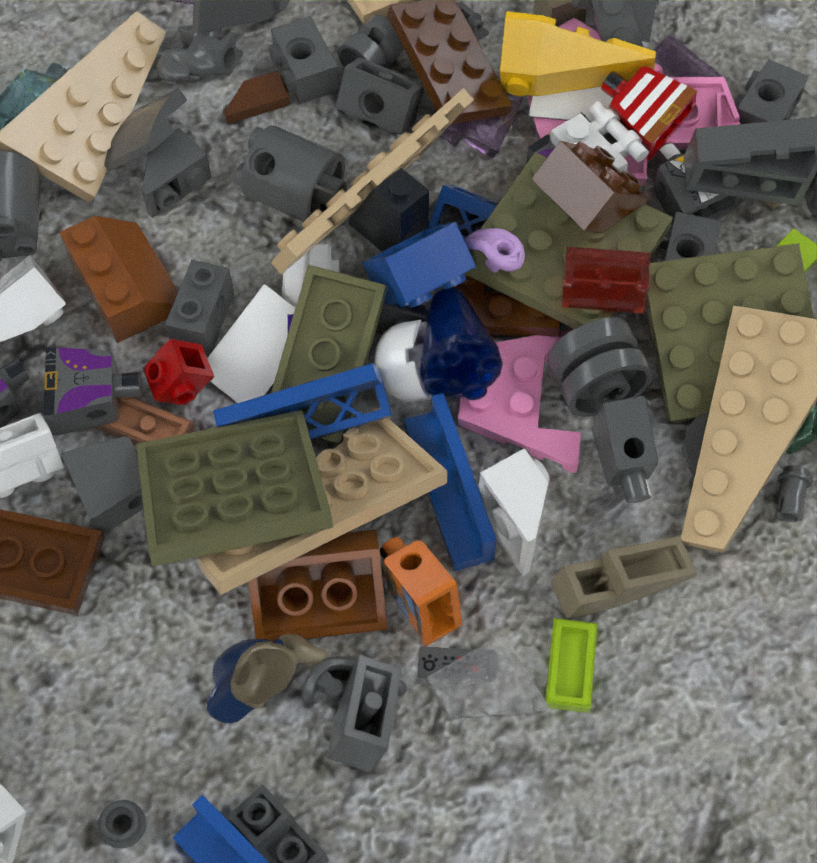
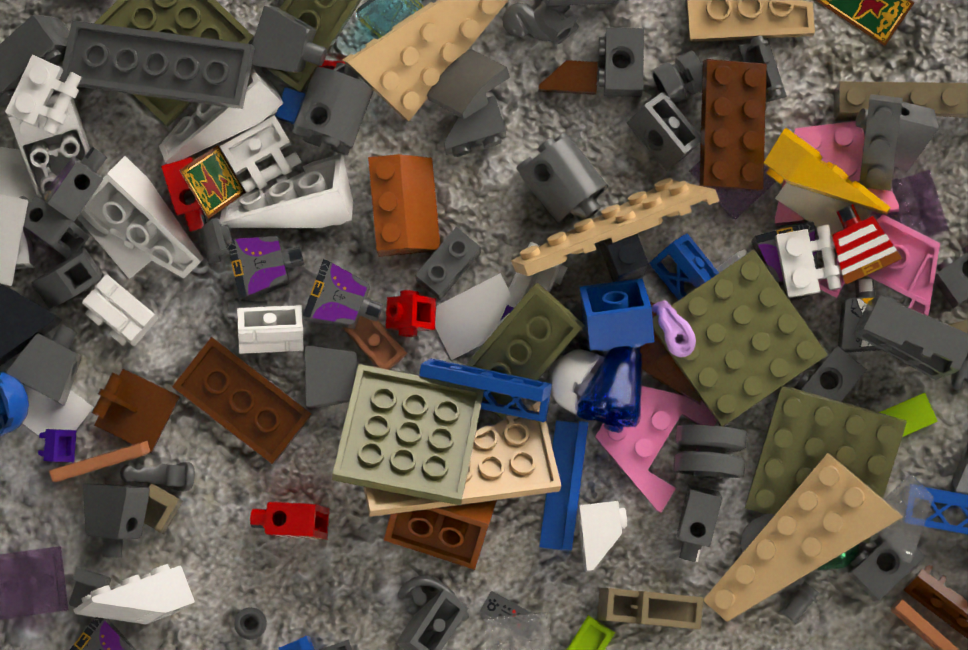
camera: 25 degrees right, 20 degrees up
(127, 661) = (302, 520): none -> red torso
(255, 672) = (375, 562): dark tan hair -> none
(421, 589) = (508, 565): orange torso -> none
(589, 185) = (772, 311): slope -> none
(605, 279) = (742, 395): clear red hinge -> none

